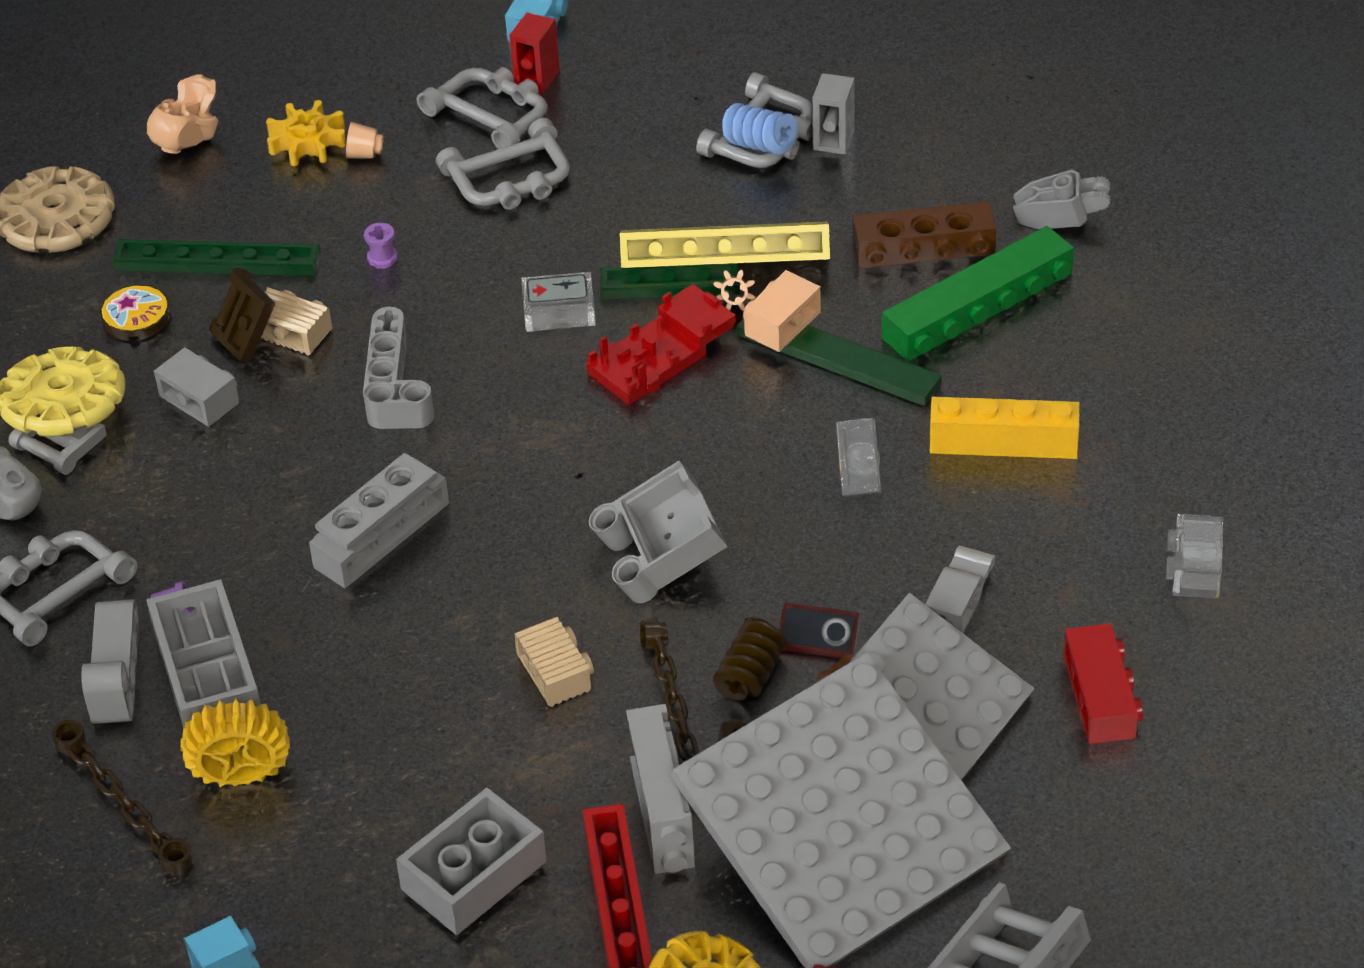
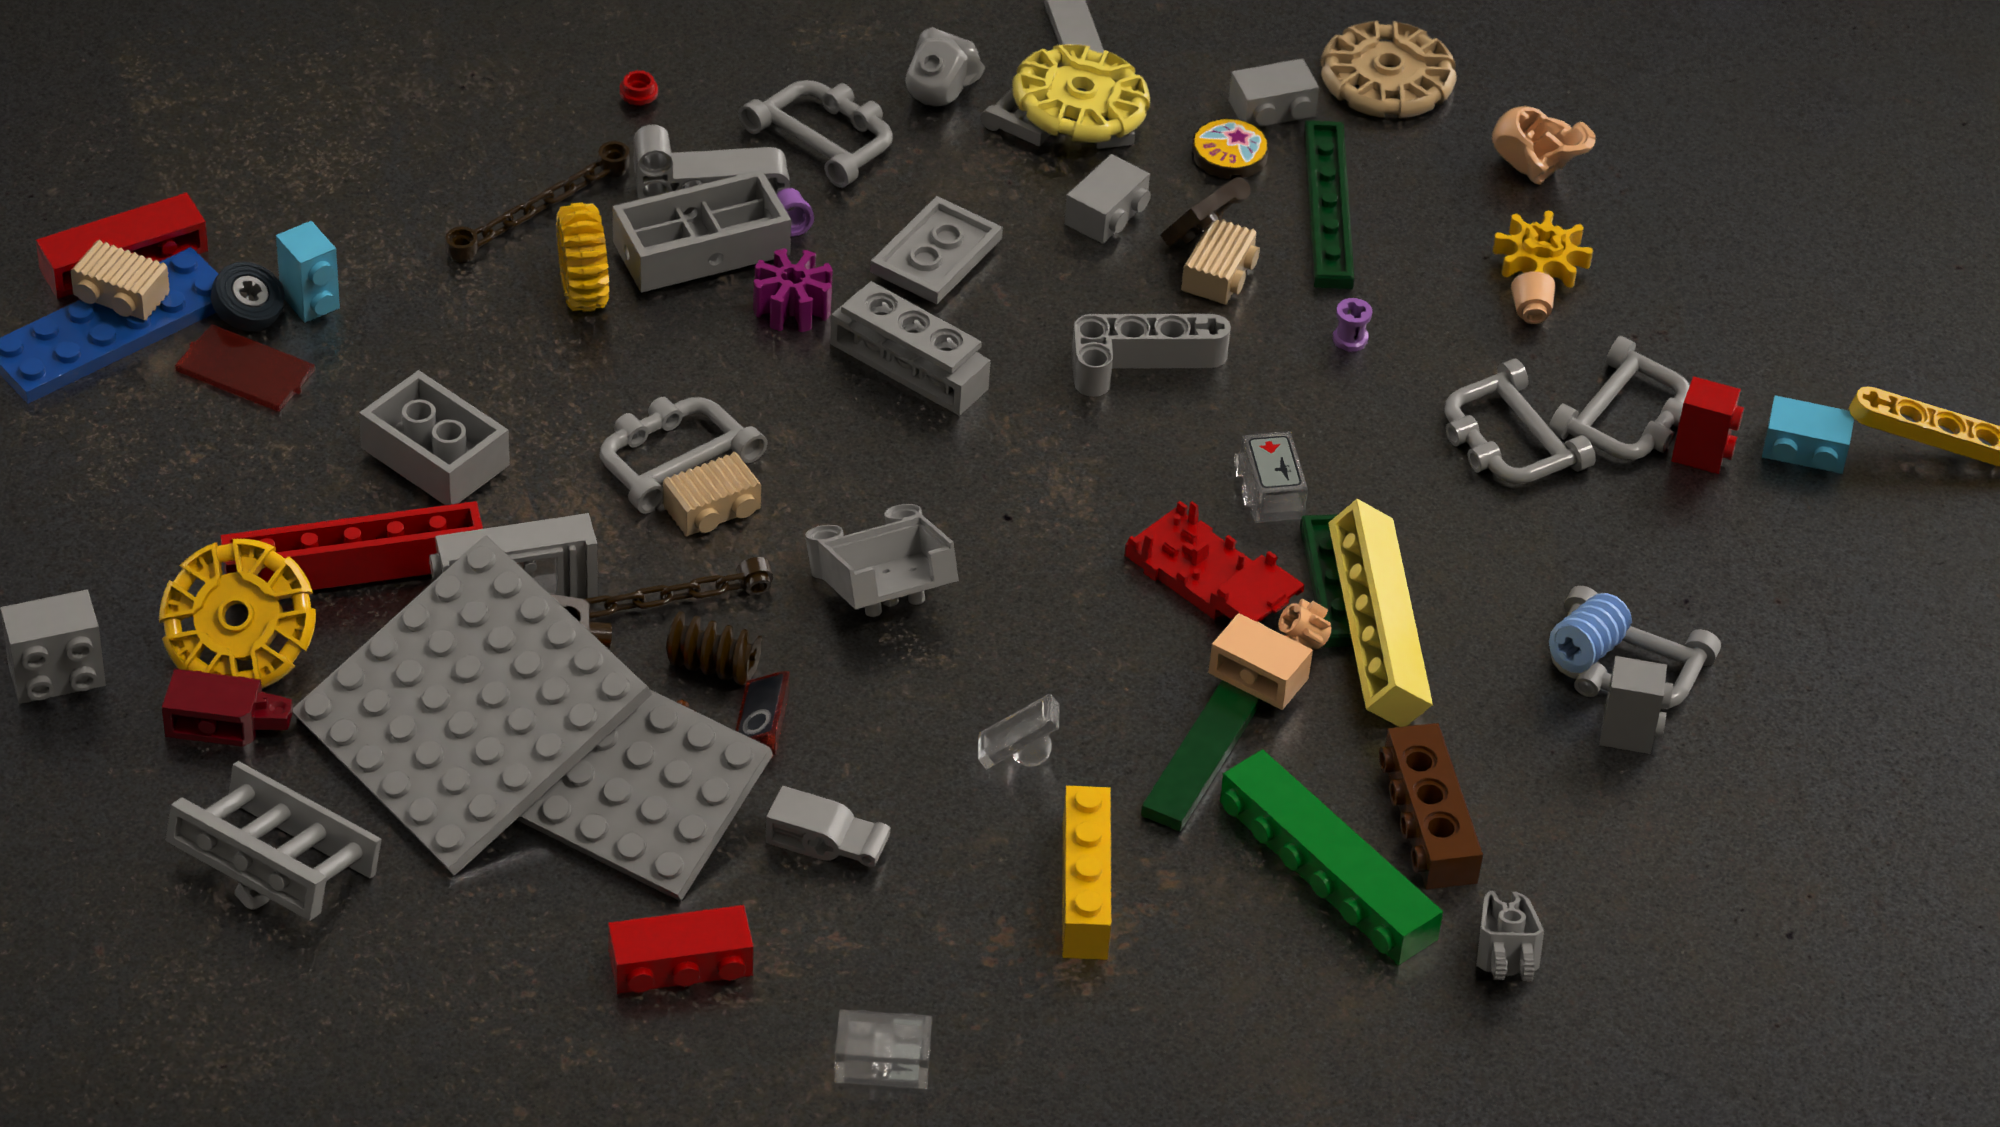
camera: 80 degrees right, 0 degrees up
(77, 275) = (1274, 93): none -> light grey brick
(242, 503) = (936, 250): none -> light grey plate
(286, 602) = (792, 290): none -> magenta gear
(456, 721) = (645, 489): none -> light grey bar

